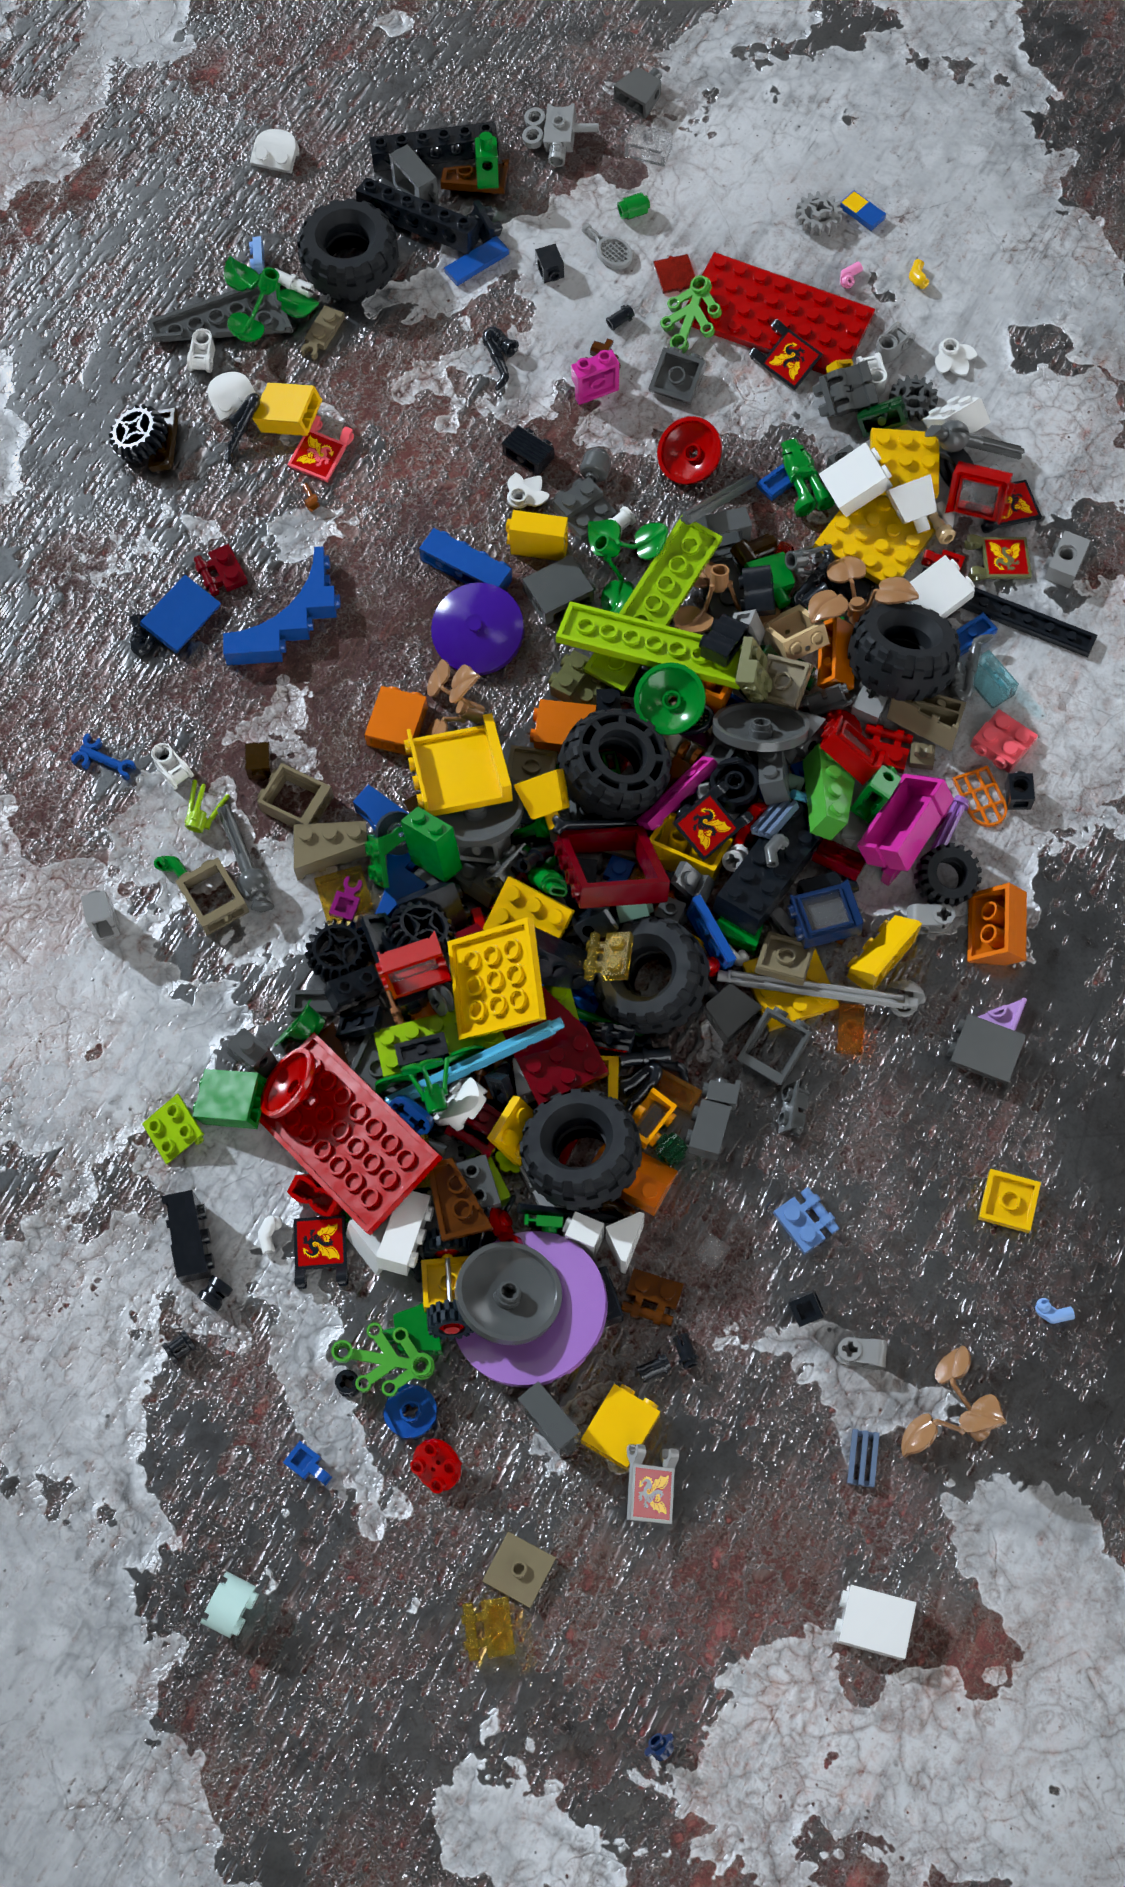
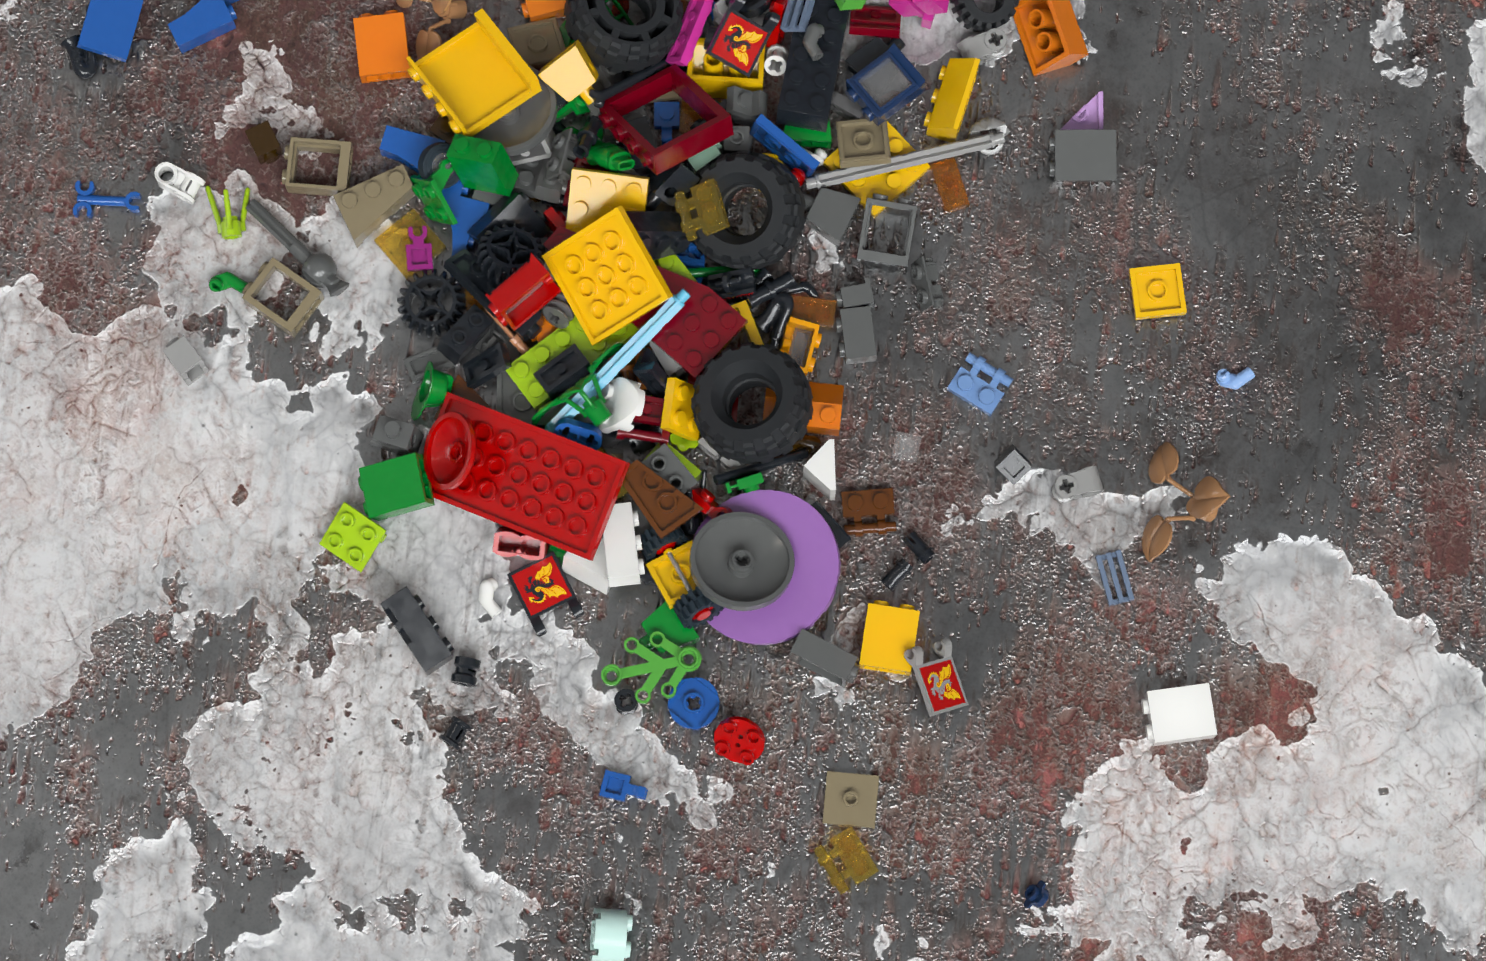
camera: 25 degrees left, 10 degrees up
(584, 1232) = (784, 478): white brick -> none
(670, 1148) = (829, 367): clear green gear -> none

